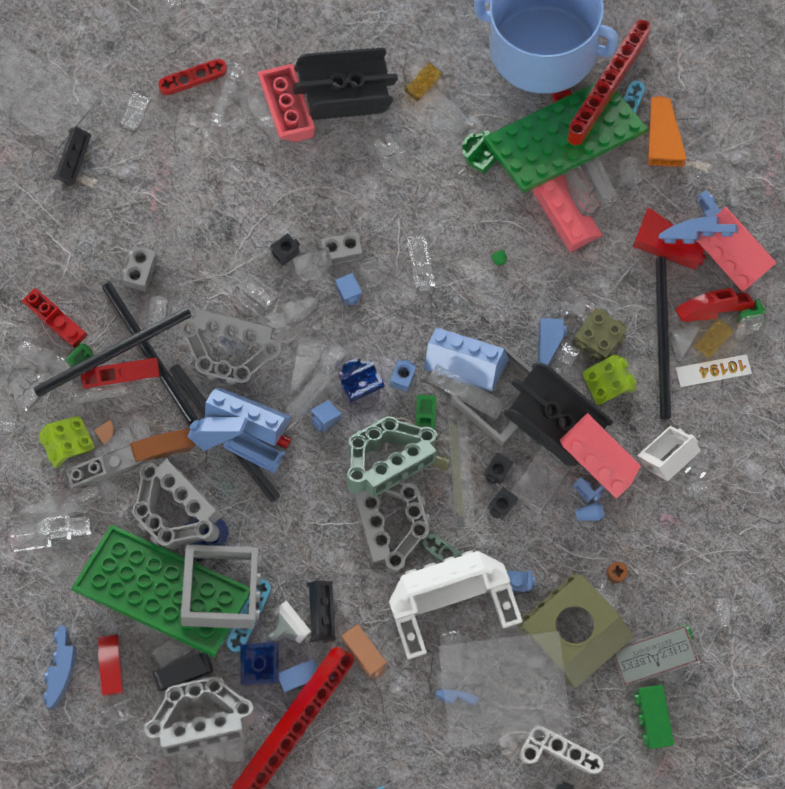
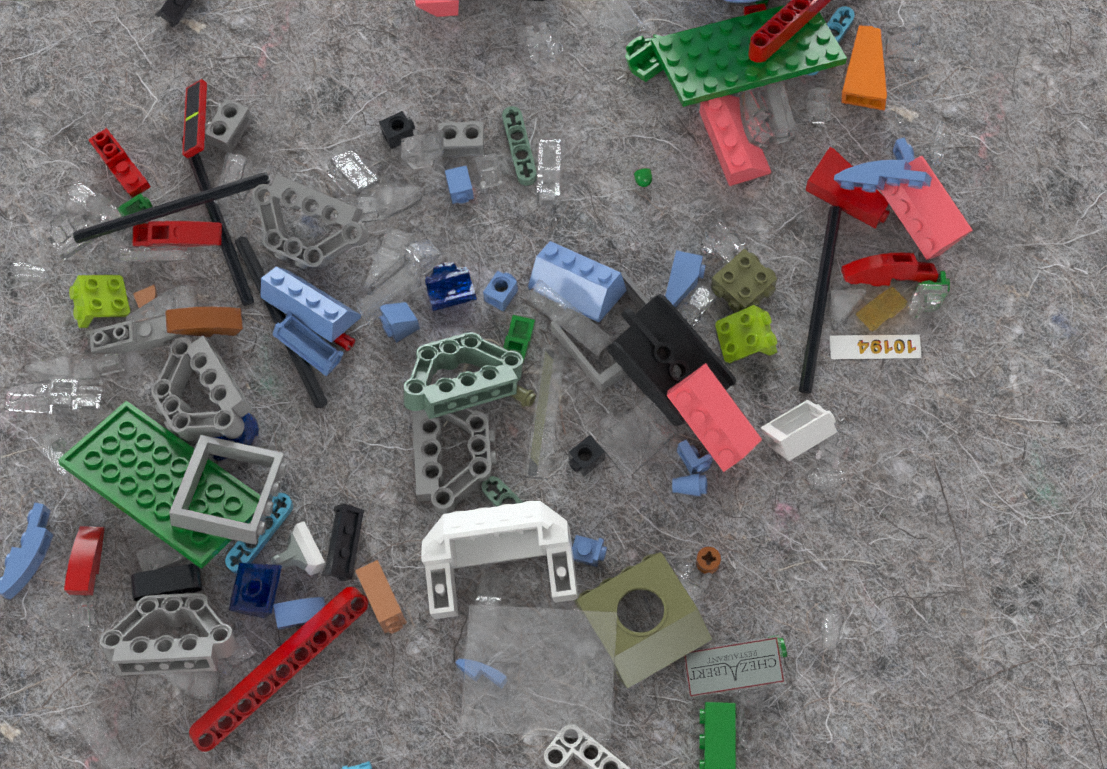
camera: 20 degrees right, 5 degrees down
(111, 268) = (194, 118): none -> tile
(215, 430) = (265, 313): medium blue slope -> none
(389, 246) = (519, 145): none -> sand green beam
(502, 462) = (593, 406): black brick -> none

